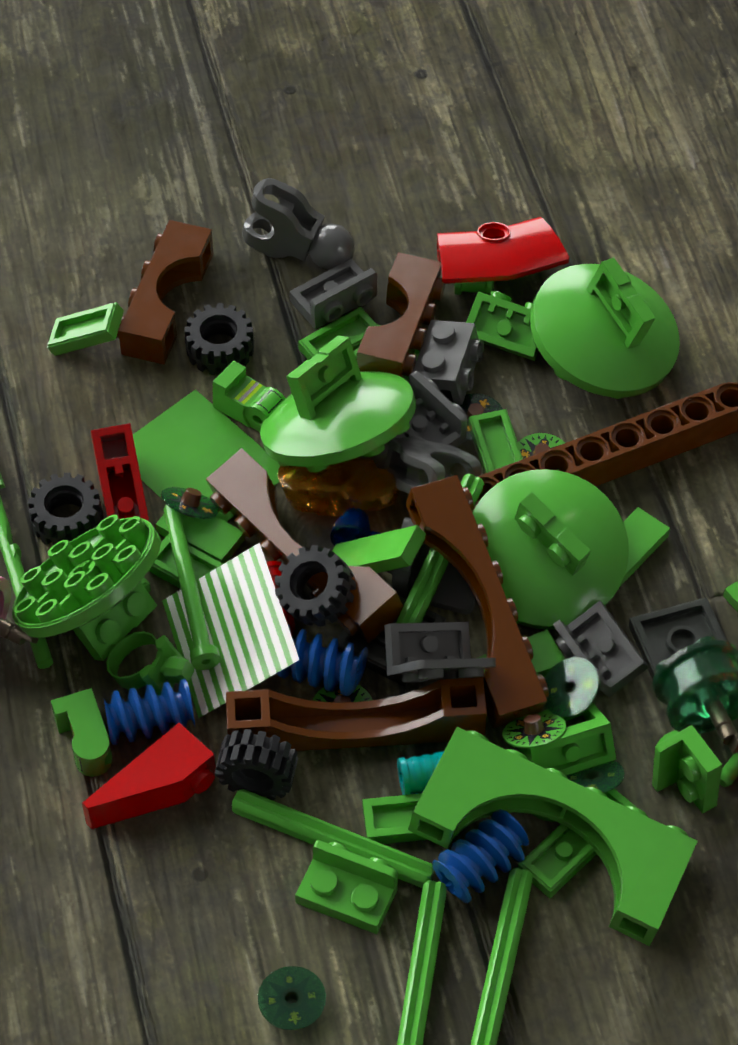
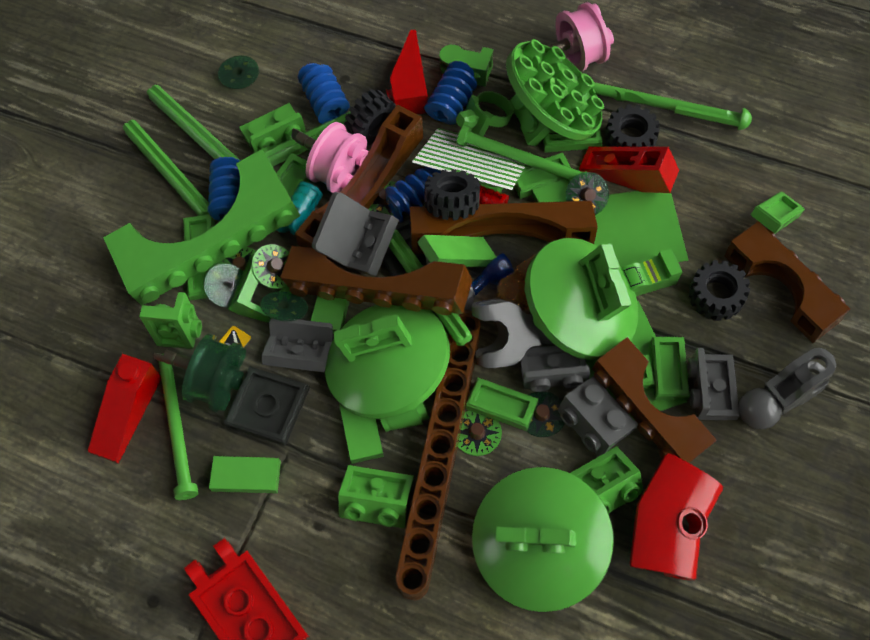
camera: 130 degrees right, 10 degrees up
(253, 853) = (323, 91): none -> blue piece
(347, 758) = (333, 155): none -> bright pink wheel
(643, 732) = (235, 335): none -> yellow sticker
(680, 486) = (375, 496): none -> bright green bracket

